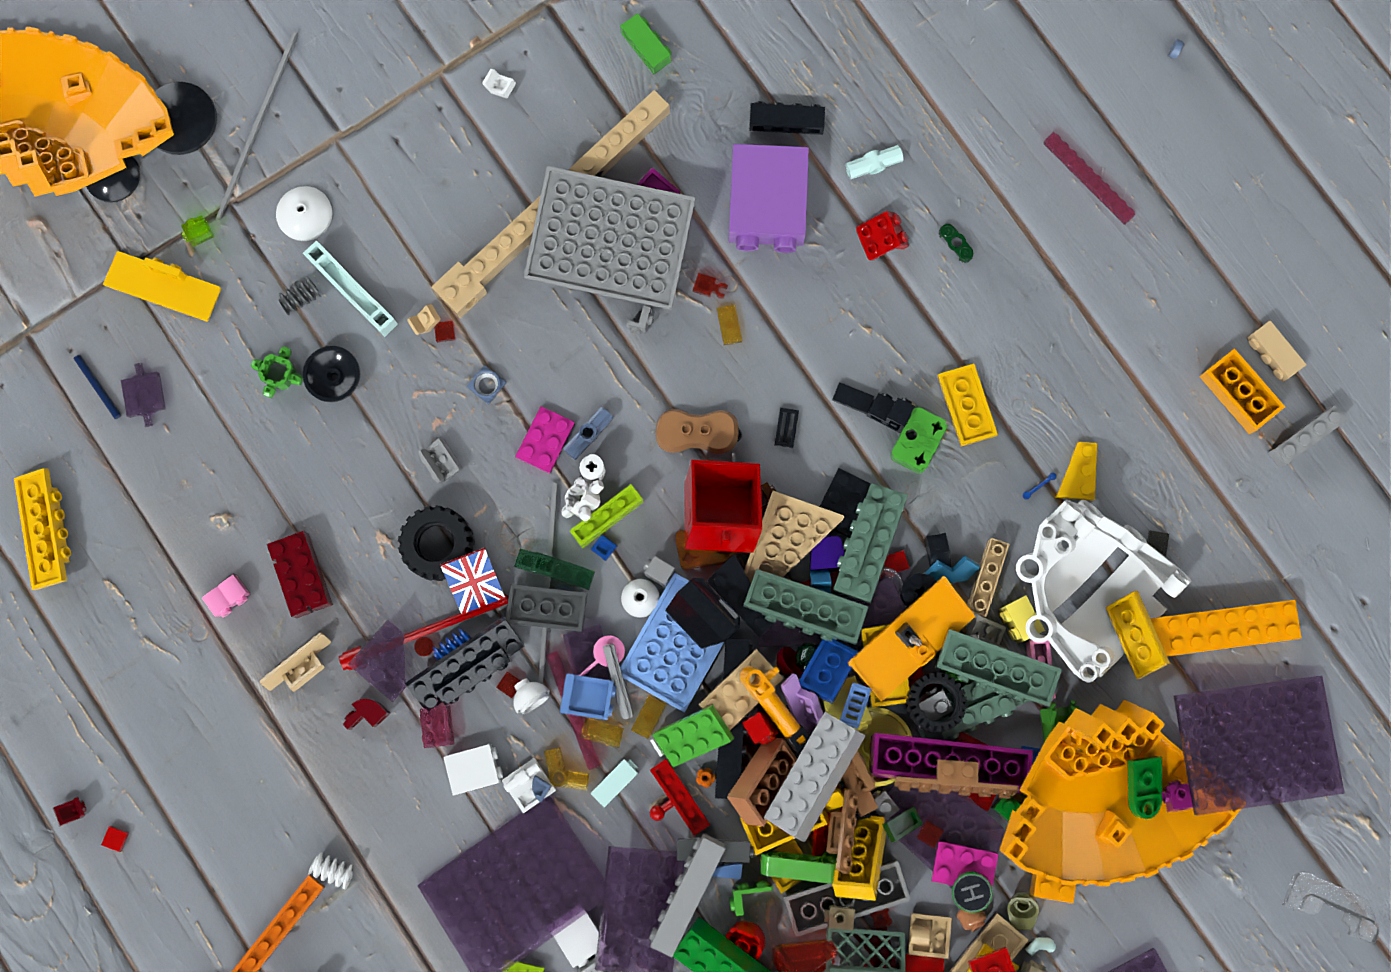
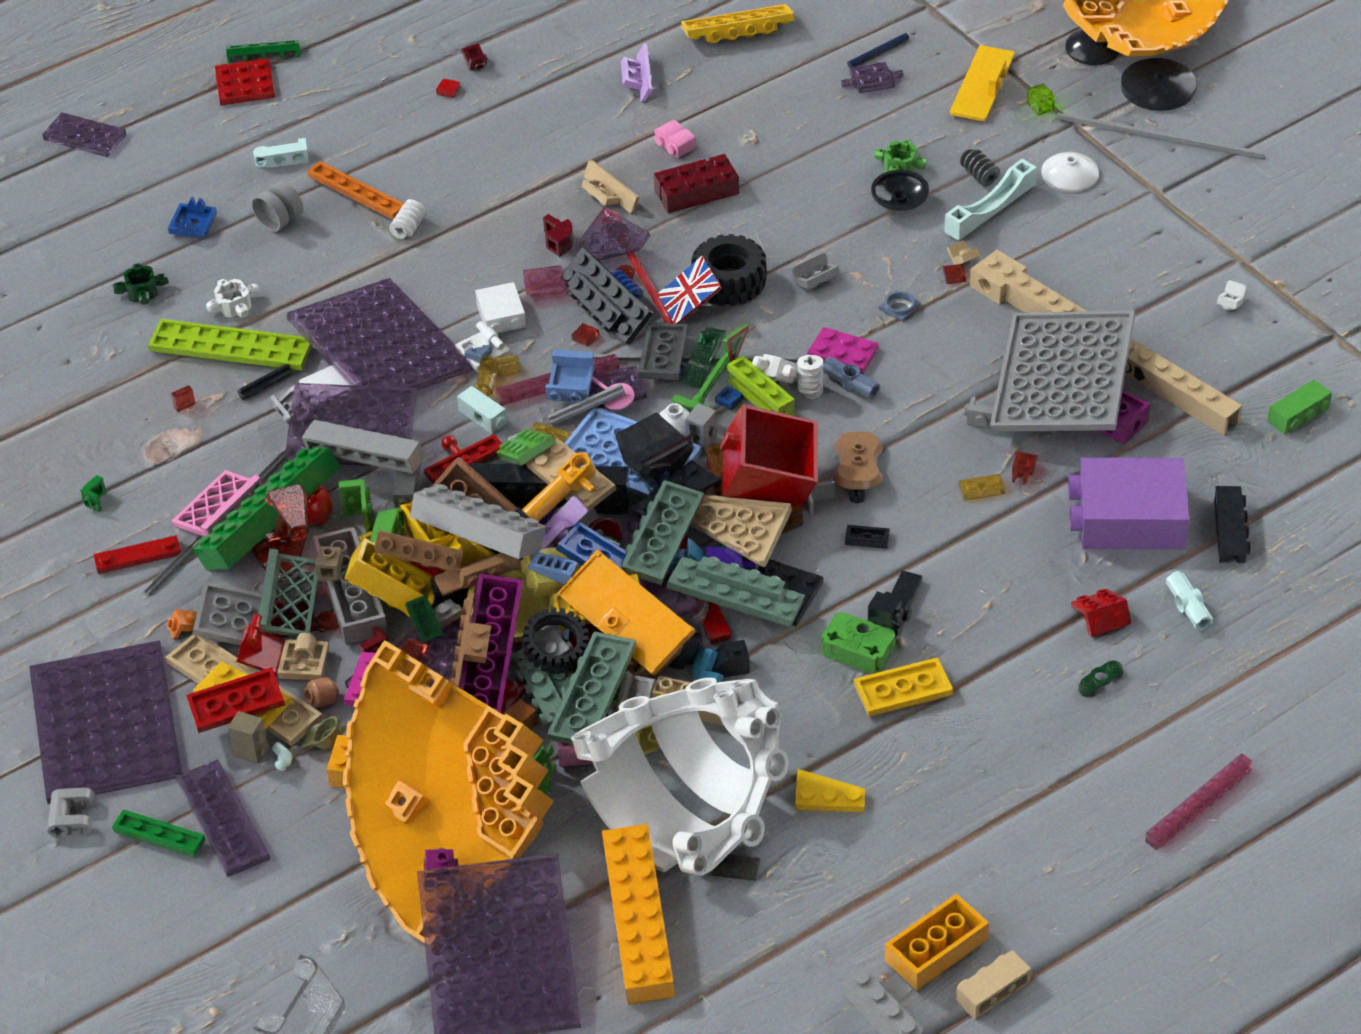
camera: 90 degrees right, 35 degrees down
(114, 635) = (637, 73): none -> lavender bracket
(529, 696) = (571, 337): white piece -> none
(602, 732) = (533, 397): clear yellow plate -> none
(619, 578) = (732, 347): none -> bright green piece
(730, 870) = (385, 495): medium blue slope -> none
(761, 728) = (528, 484): red brick -> none
(911, 638) = (627, 599): black piece -> none
(920, 870) = (373, 644): none -> dark red bracket
(972, 892) = (345, 677): black tile -> none
(1002, 733) = (523, 713): none -> dark orange brick
(1052, 476) = (799, 747): blue hinge -> none
(1137, 635) = (630, 821): yellow tile -> none
(1145, 786) = (455, 828): green plate -> none

